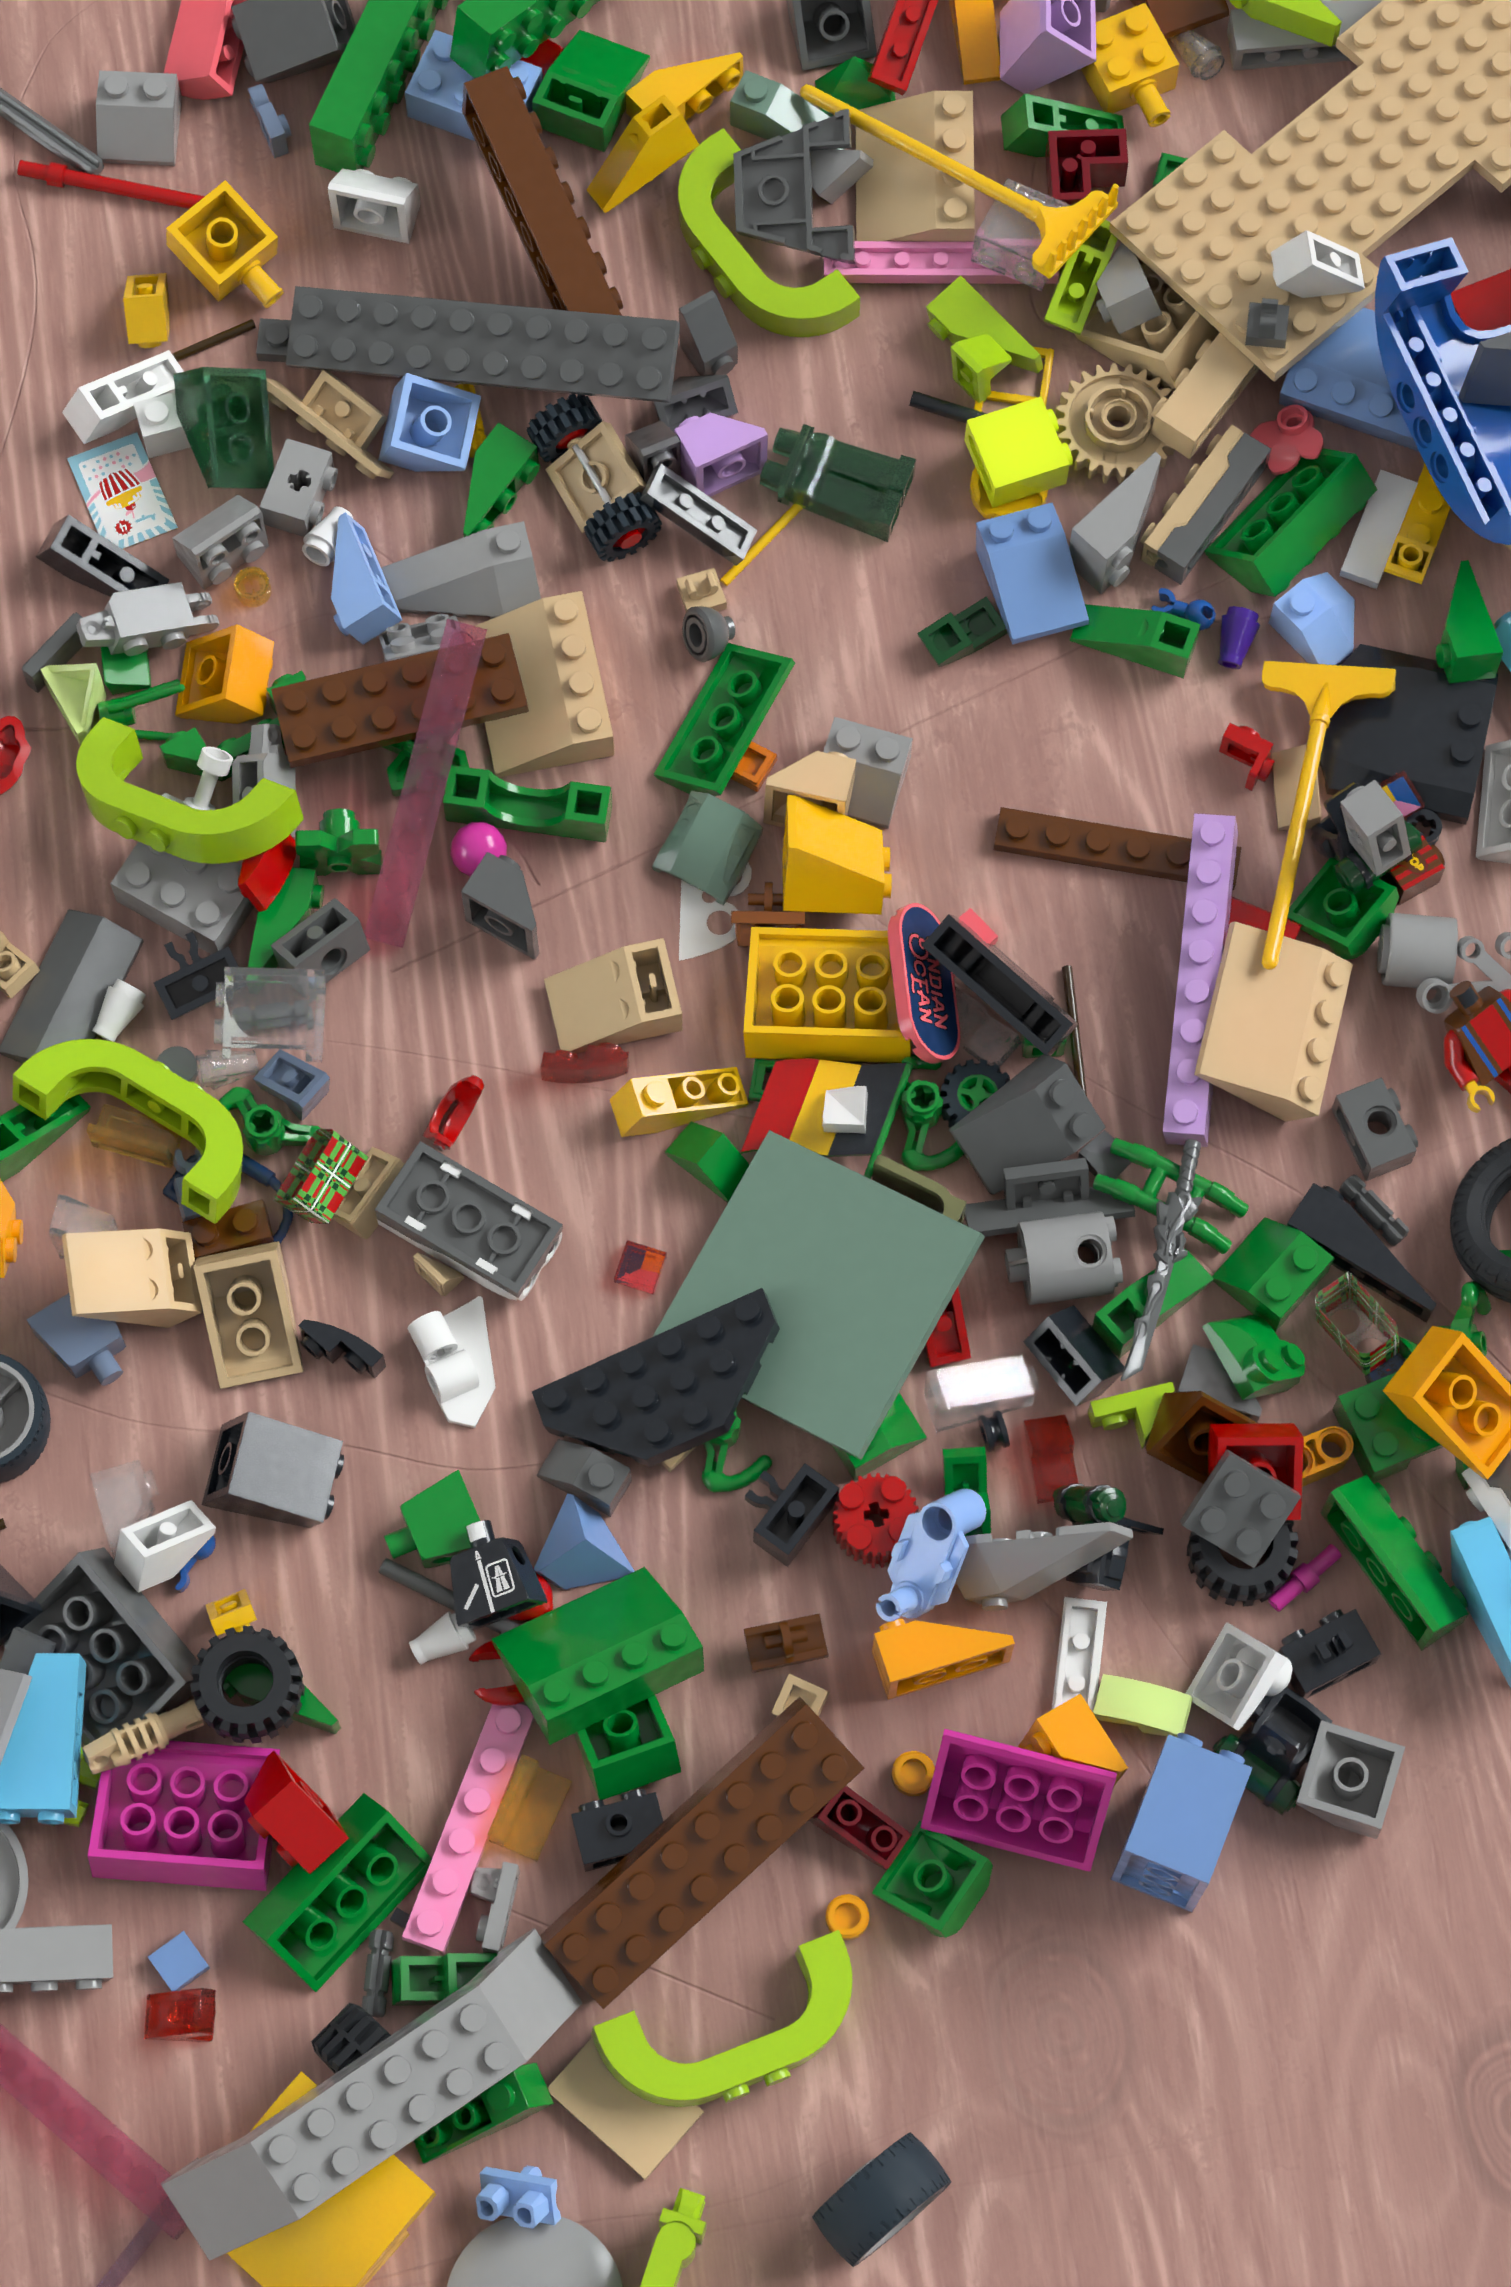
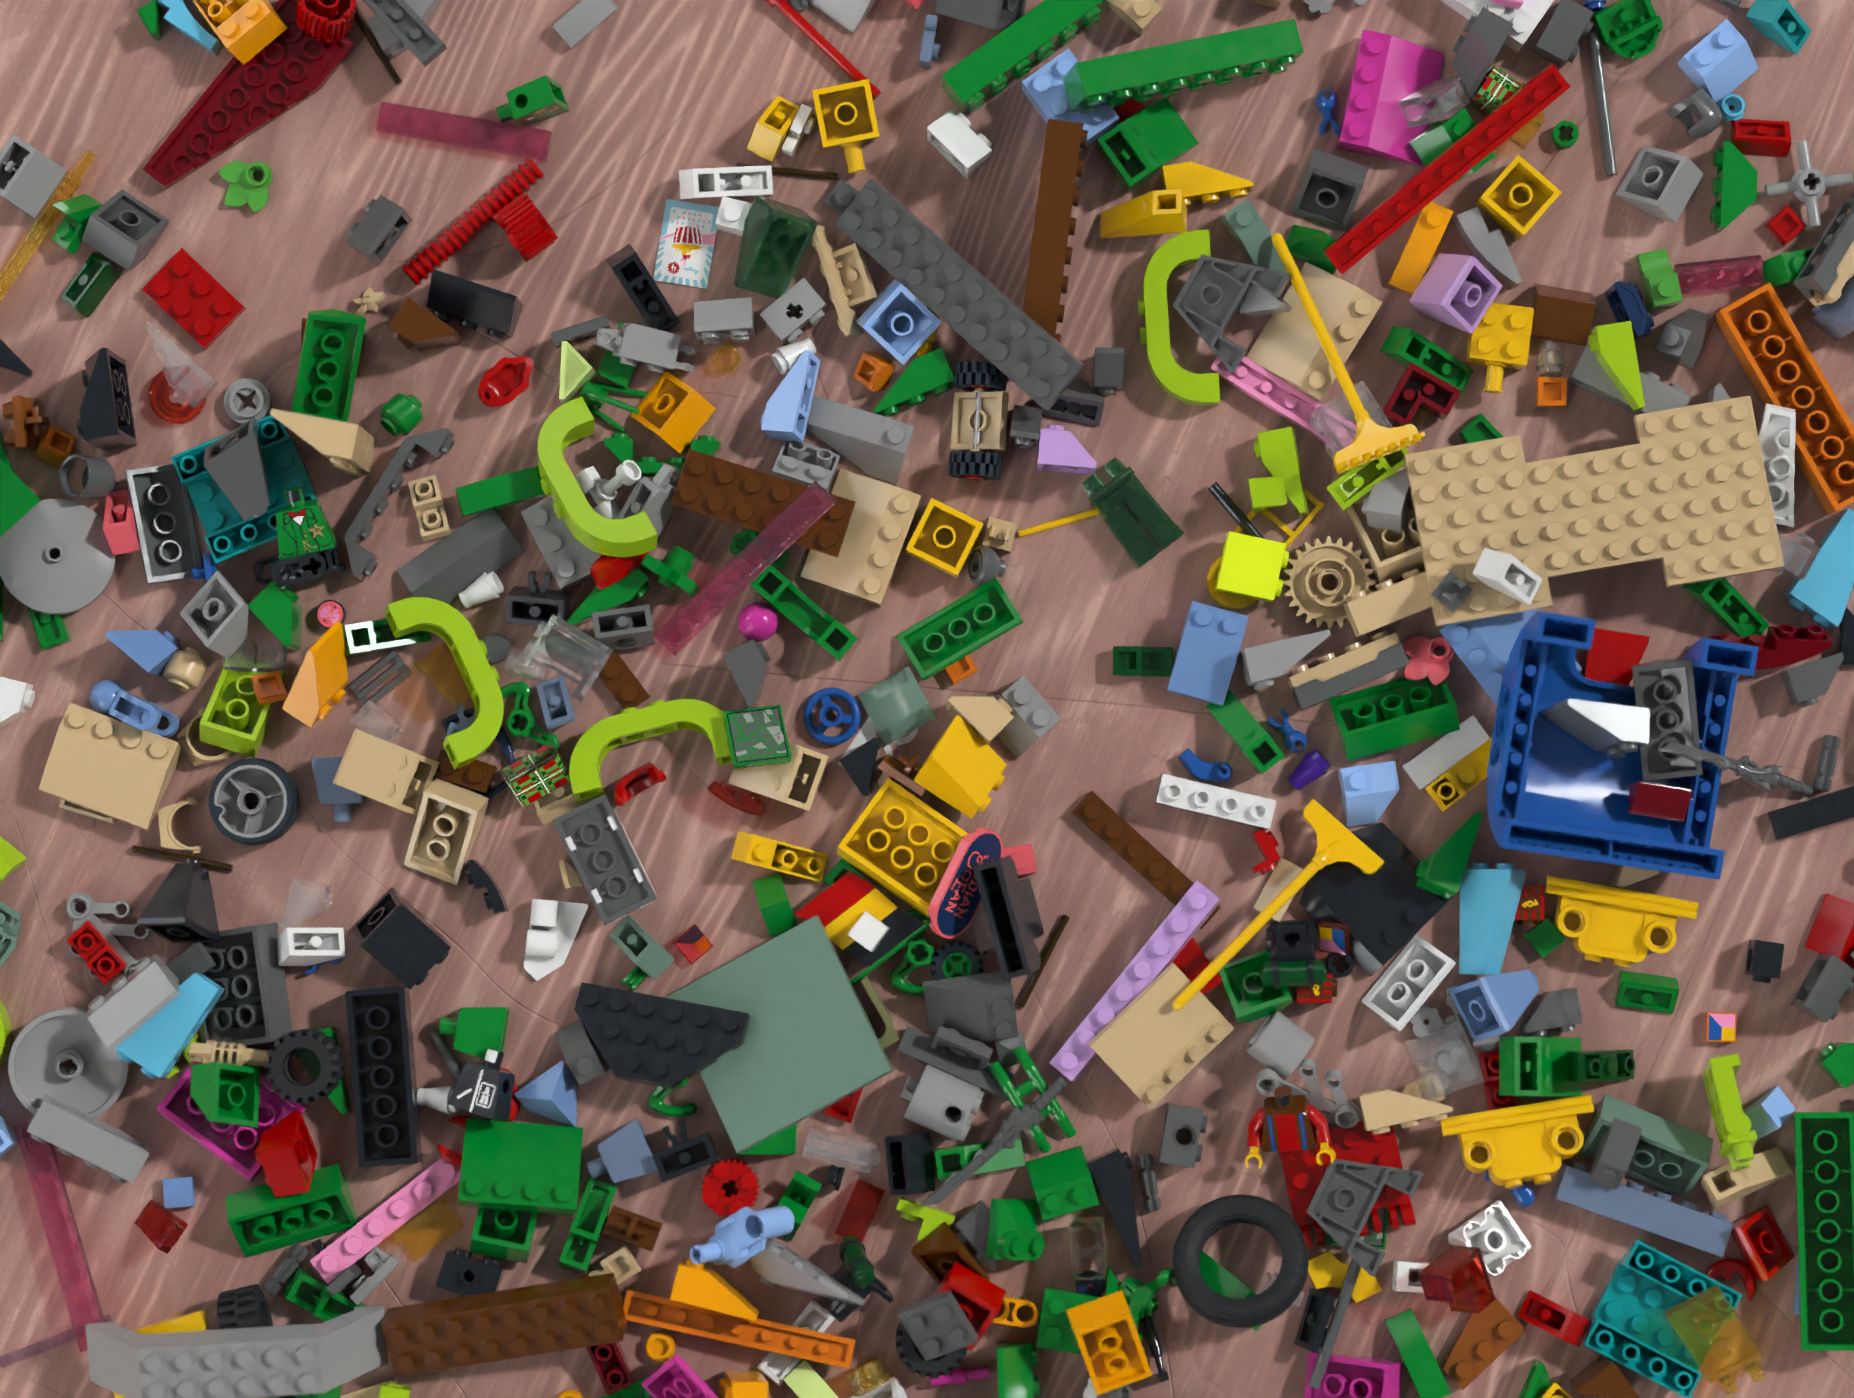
camera: 35 degrees right, 15 degrees up
(68, 1155) = (374, 670): none -> dark grey tile
(73, 879) = (500, 491): none -> green slope
(165, 1765) = (227, 1093): none -> green slope
(177, 285) = (802, 124): none -> white plate
(231, 1612) = (324, 1011): yellow plate -> none
(355, 1648) = (384, 1076): none -> black brick
(360, 1018) = (622, 682): none -> reddish brown plate
(424, 1034) = (638, 725): none -> lime arch
(435, 501) = (874, 371): none -> orange slope
(462, 1926) = (345, 1279): none -> dark grey tile
(563, 966) = (756, 736): none -> tile
(580, 1303) = (641, 947): none -> sand green slope
(594, 1345) = (634, 978): none -> green bush
(630, 894) = (824, 696): none -> blue piece
(640, 626) = (944, 538): none -> yellow brick
(698, 514) = (1026, 486): plate -> none
(708, 938) = (861, 765): none -> black slope
(719, 1562) = (624, 1154): none -> sand blue torso
(728, 1680) = (587, 1226): none -> green slope
(1001, 1684) = (735, 1330): none -> orange plate
(1116, 709) = (1205, 771): none -> blue arm
(1152, 732) = (1215, 801): none -> white piece
(1193, 1643) = (867, 1376): none -> clear yellow wheel
(1224, 86) = (1551, 391): none -> orange plate
(1375, 827) = (1293, 965): light grey brick -> none

